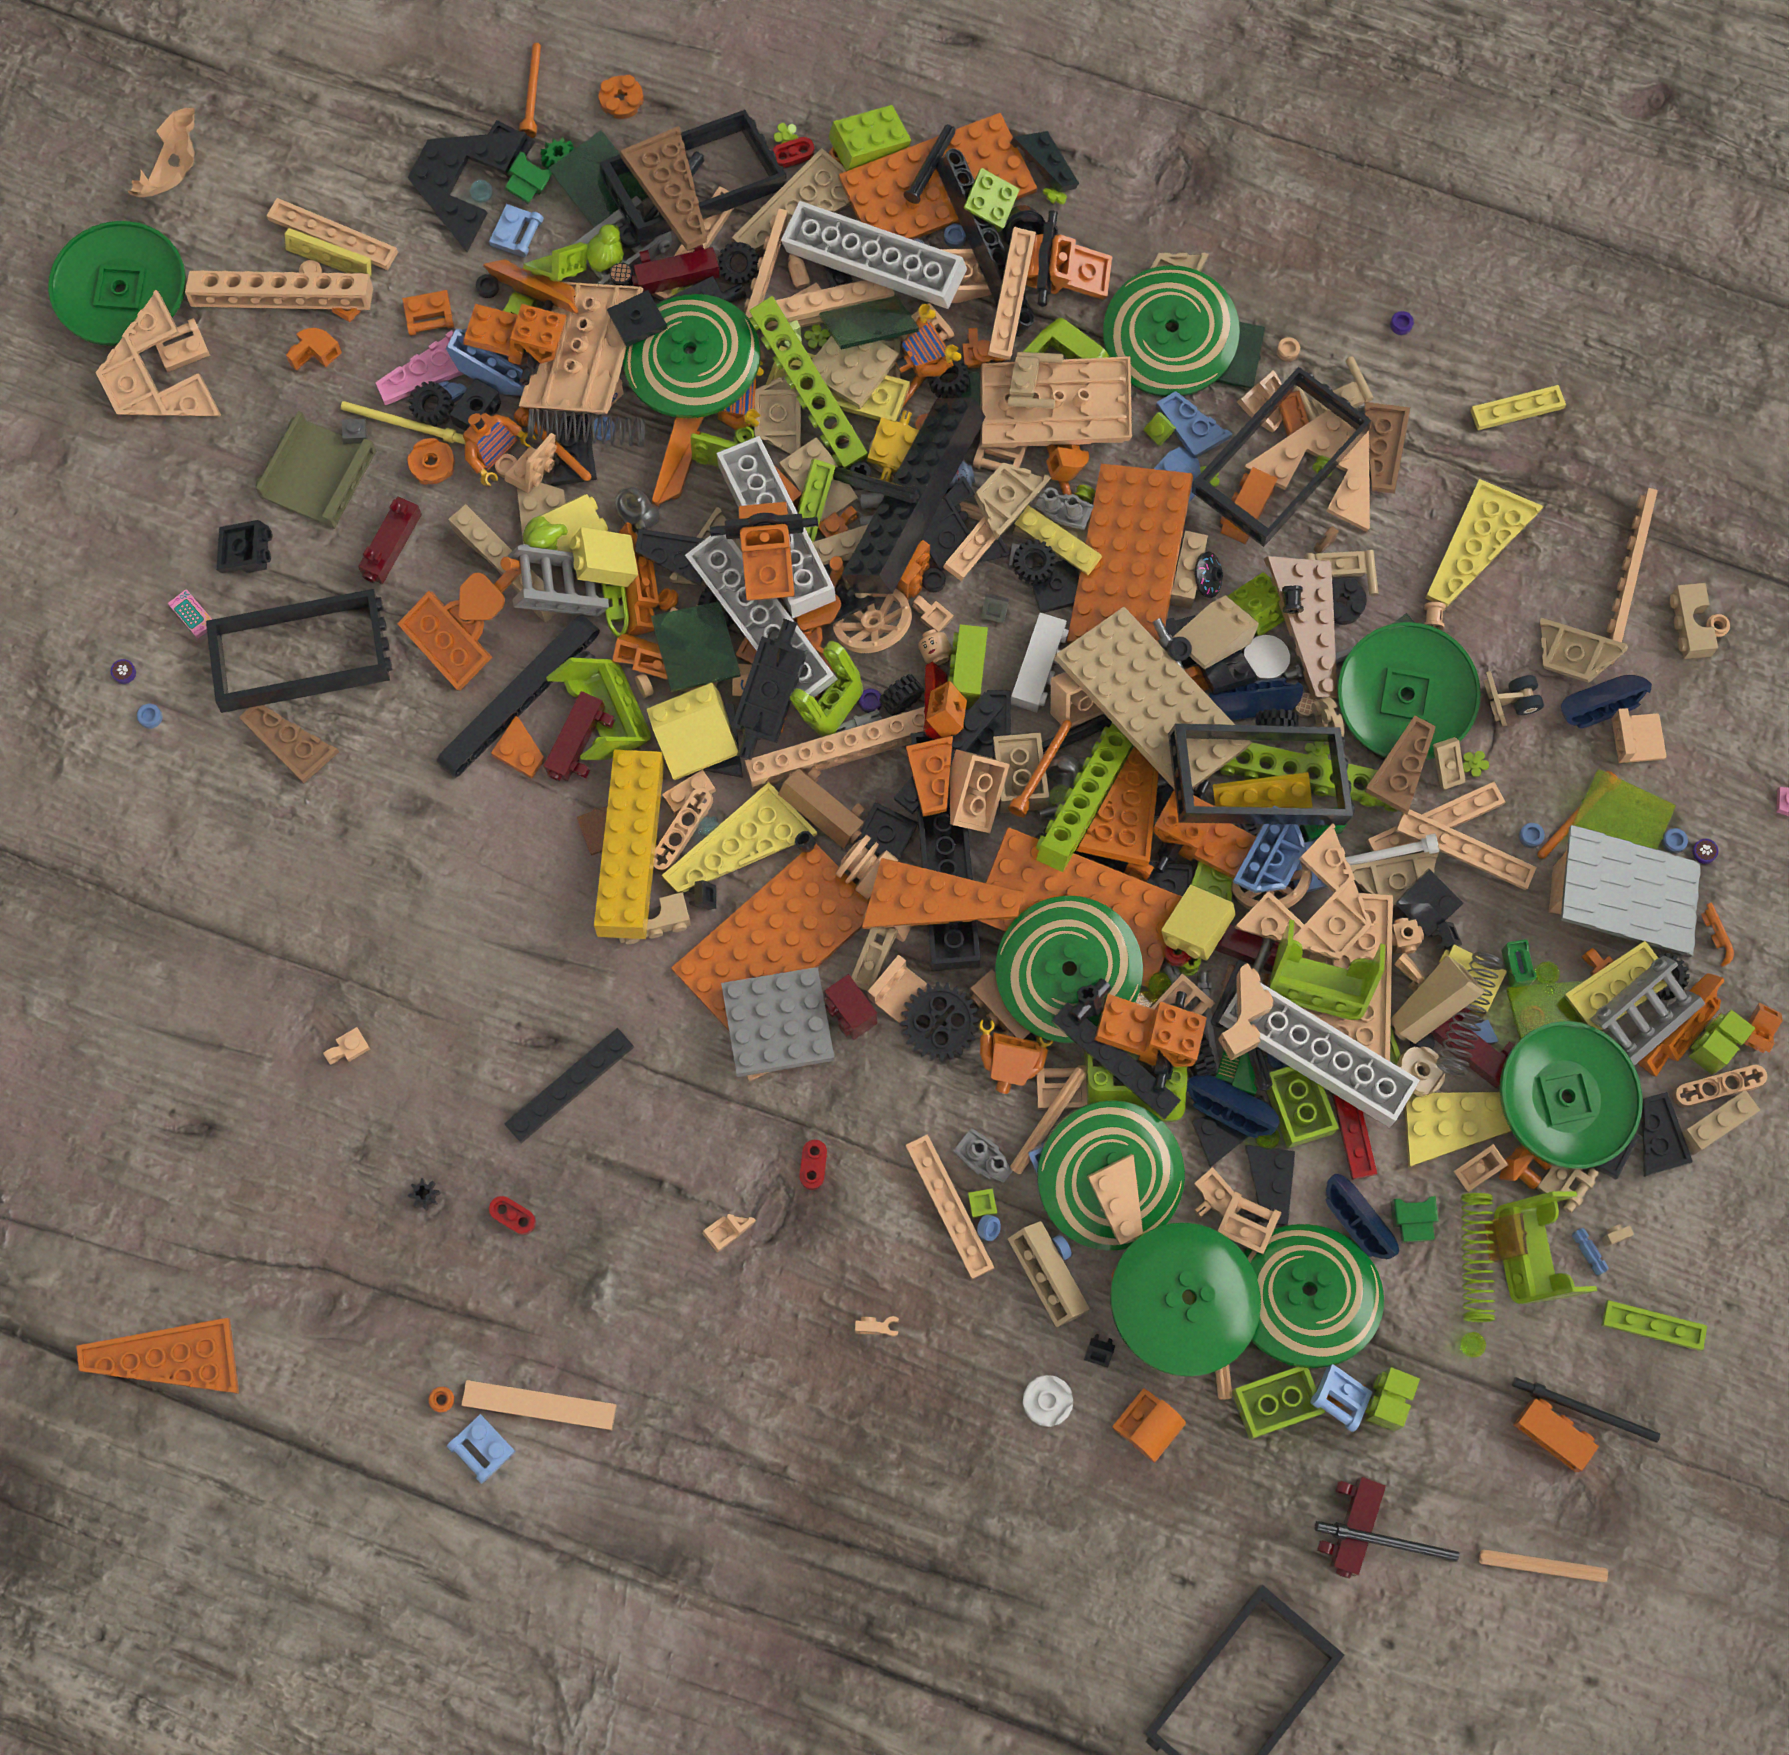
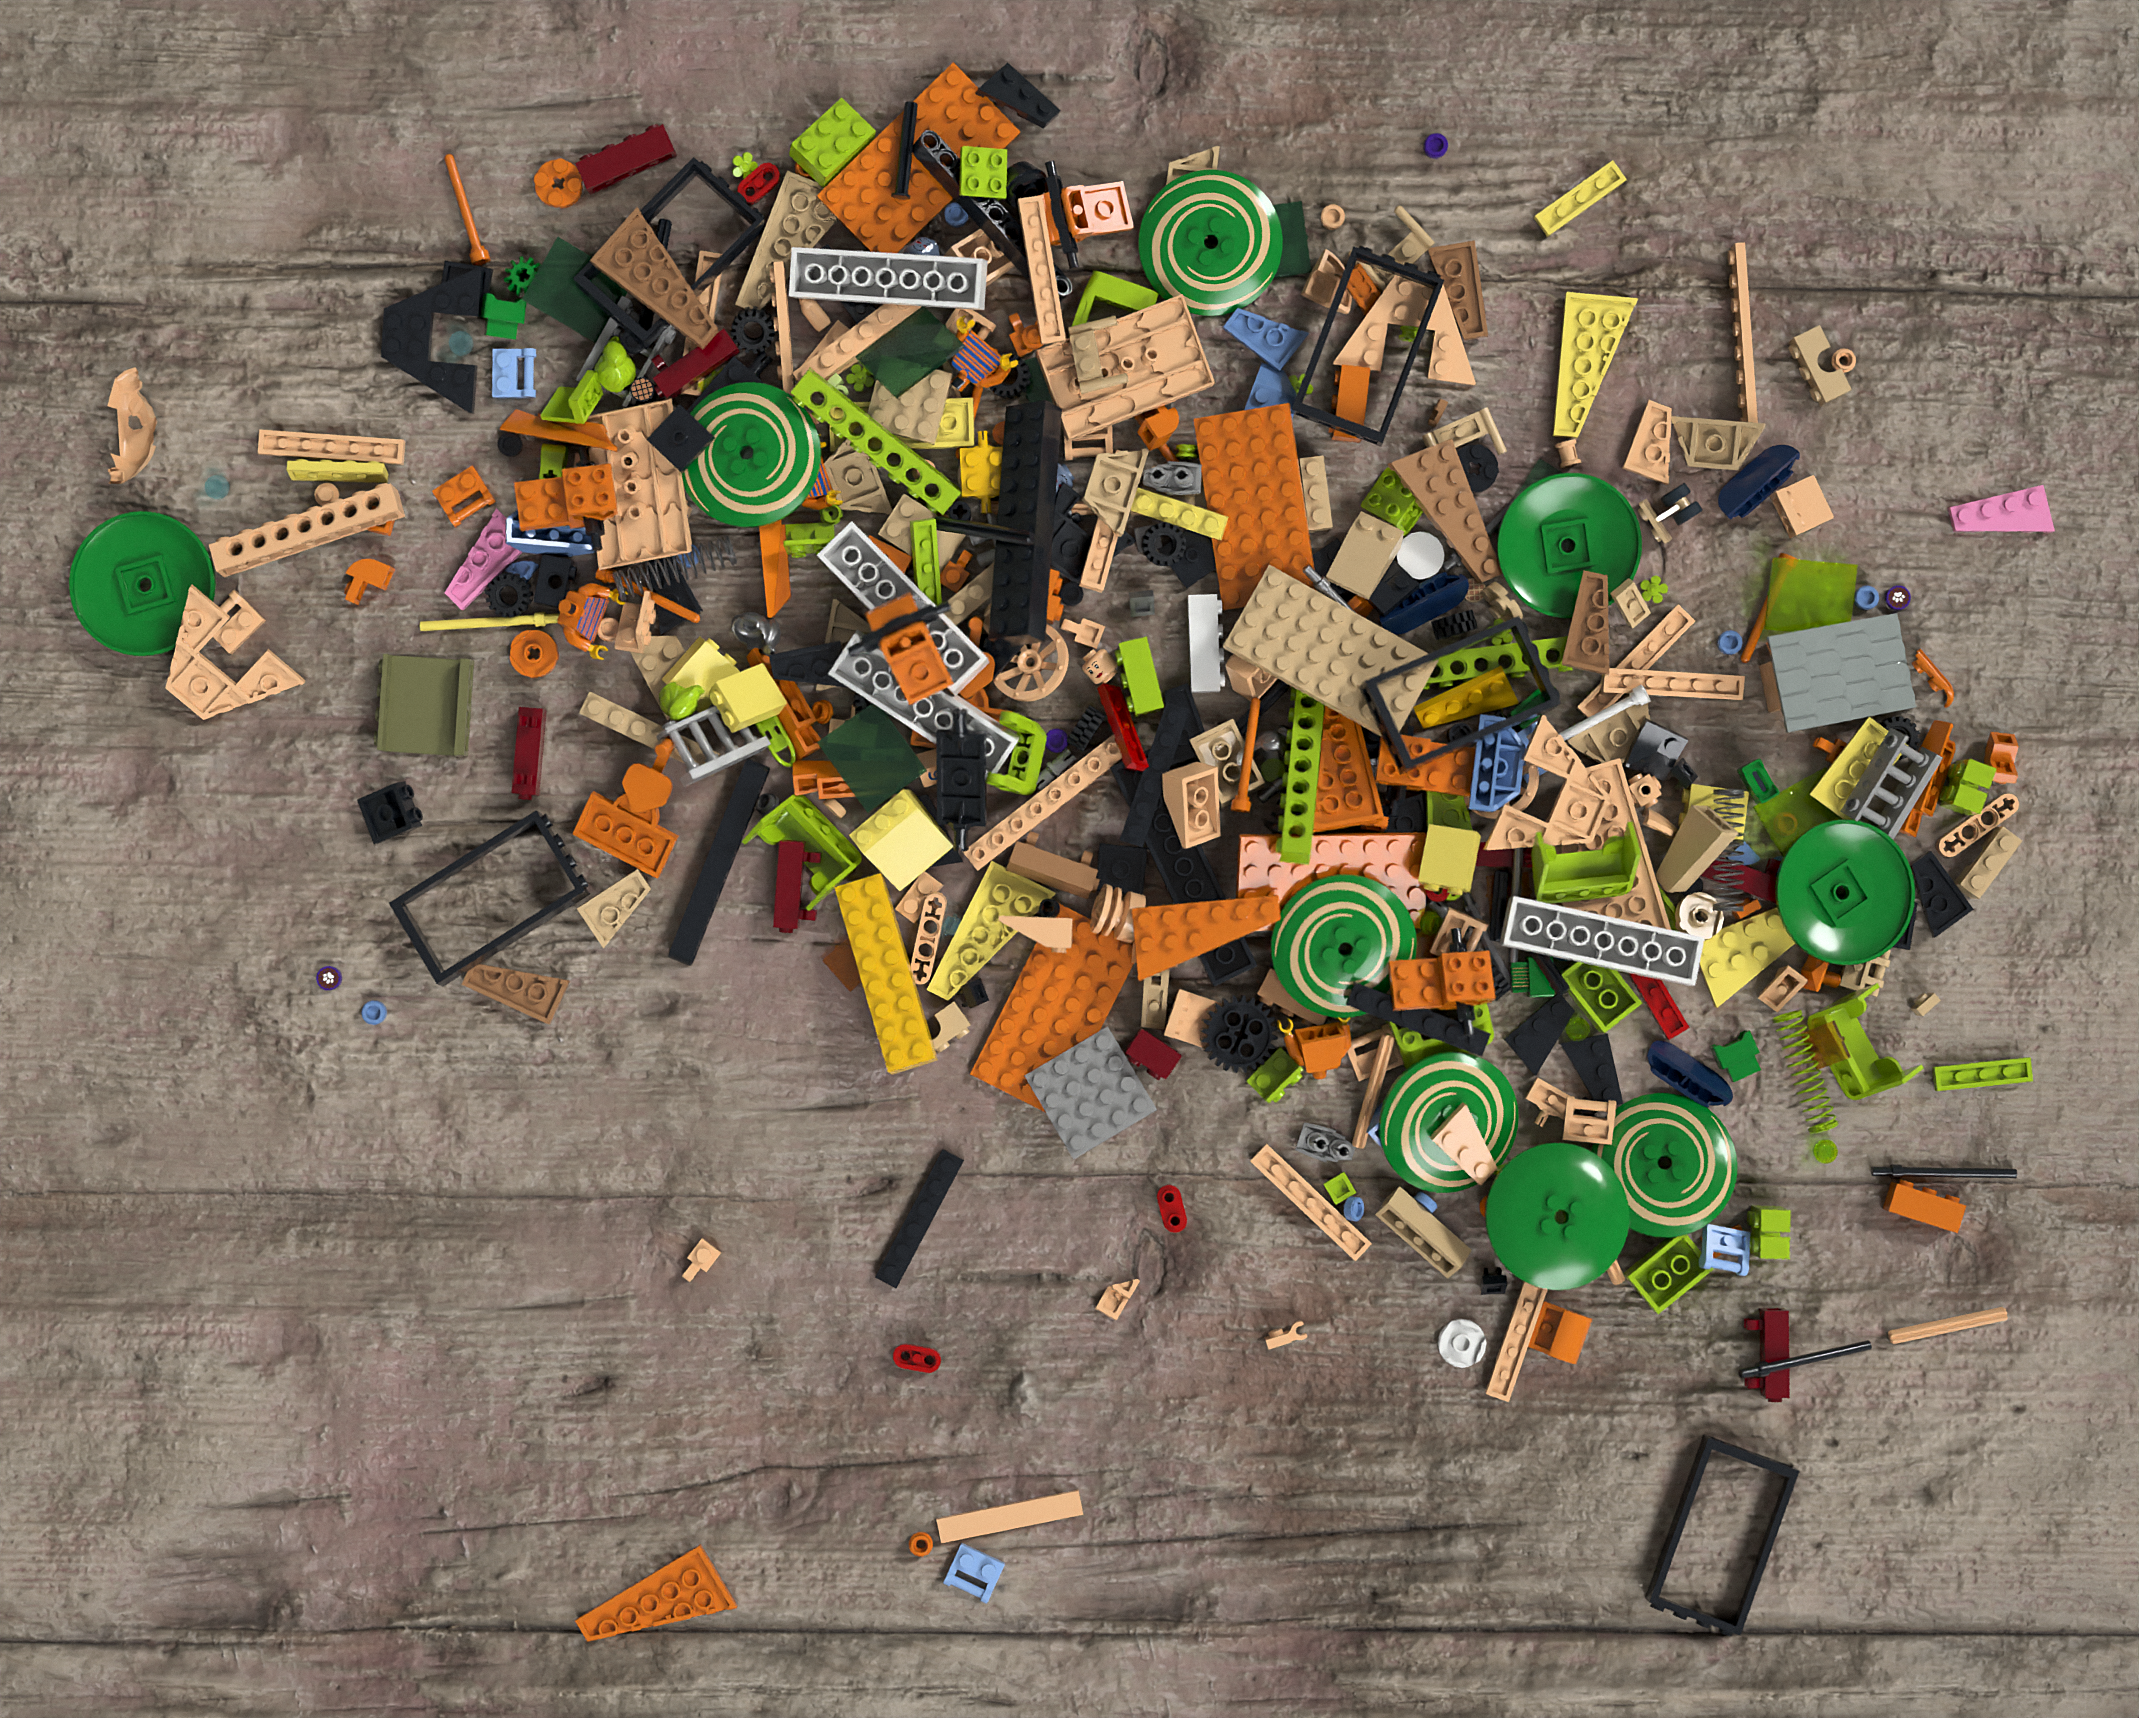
camera: 25 degrees left, 15 degrees up
(190, 613) = (368, 896): tile -> none
(219, 232) = (217, 487): none -> clear light blue plate
(353, 431) = (444, 650): flat silver plate -> none
(406, 699) = (613, 906): none -> tan wing
(418, 1190) = (827, 1376): black gear -> none
(518, 749) = (740, 914): orange wing -> none
(686, 95) = (626, 158): none -> dark red brick
(793, 854) = (1046, 931): none -> light nougat slope
(931, 773) = (1147, 806): orange wing -> none
(946, 710) = (1138, 737): orange brick -> none
(959, 1073) = (1275, 1075): none -> lime bracket
(1053, 195) = (1040, 134): lime plant -> none
(1089, 1001) = (1373, 986): black axle -> none
(1104, 1415) = (1515, 1341): none -> light nougat plate
(1159, 428) = (1235, 353): lime plate -> none
(1179, 648) = (1337, 589): black tile -> none
(1208, 574) = (1337, 493): black dish -> none
(1232, 1106) = (1538, 1016): dark blue brick -> none
(1251, 1004) = (1527, 926): light nougat arch -> none
(1292, 599) = (1429, 499): black bush -> none
(1469, 1081) = (1749, 907): none -> orange plate
(1514, 635) = (1650, 446): none -> light nougat wing
(1547, 972) = (1785, 775): clear neon green plate -> none
(1590, 1251) = (1904, 1026): medium blue axle -> none

